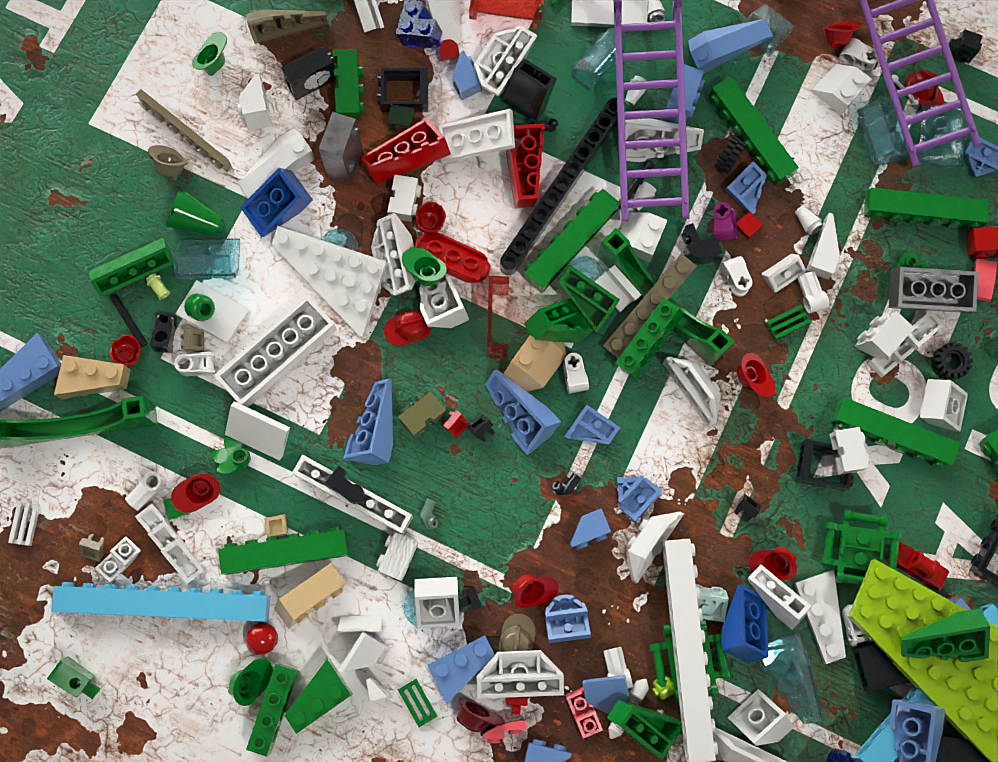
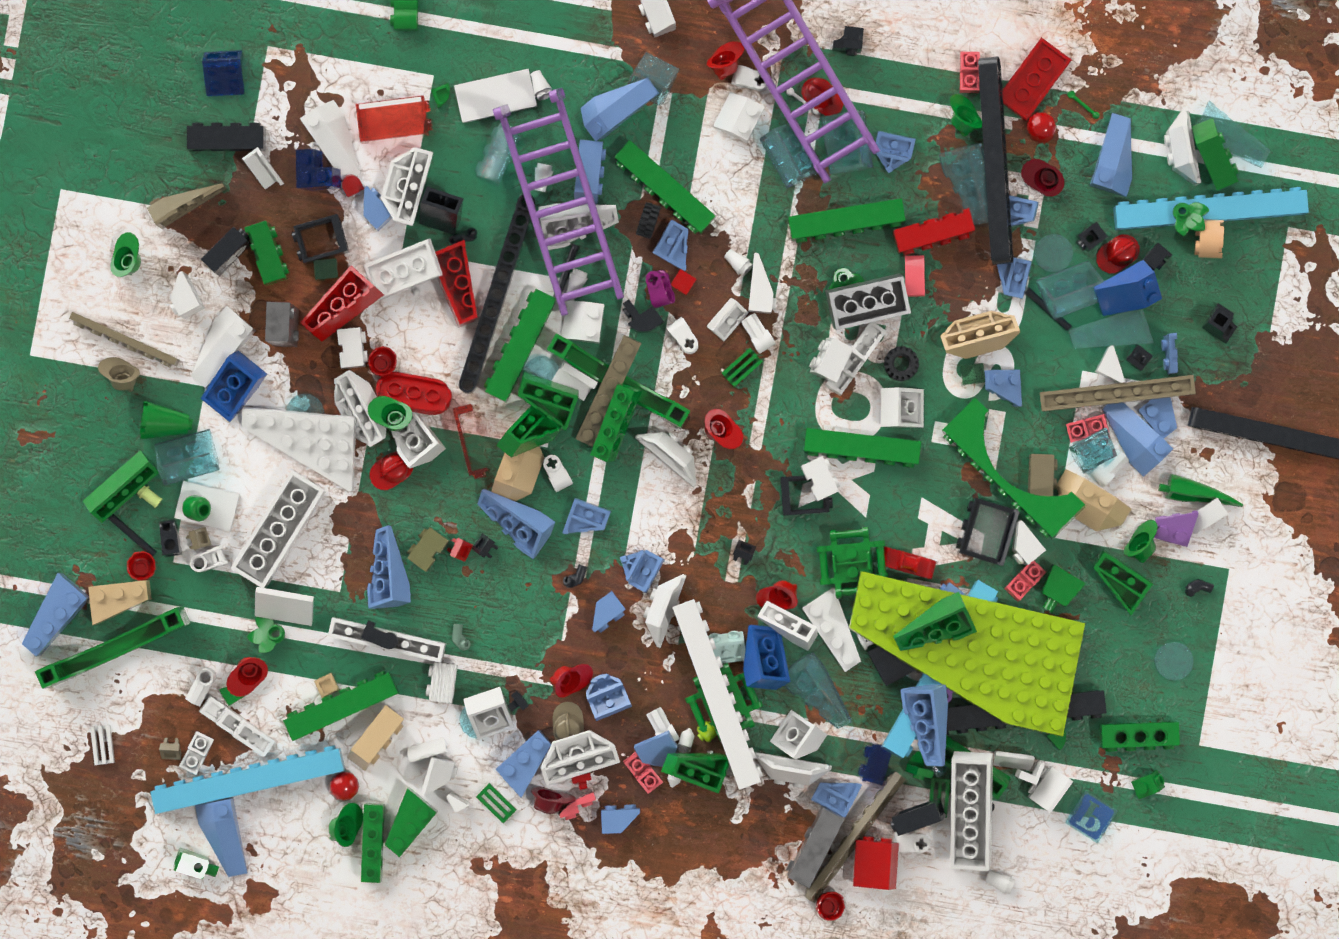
camera: 10 degrees left, 10 degrees up
(117, 648) = (222, 831): none -> medium blue wedge

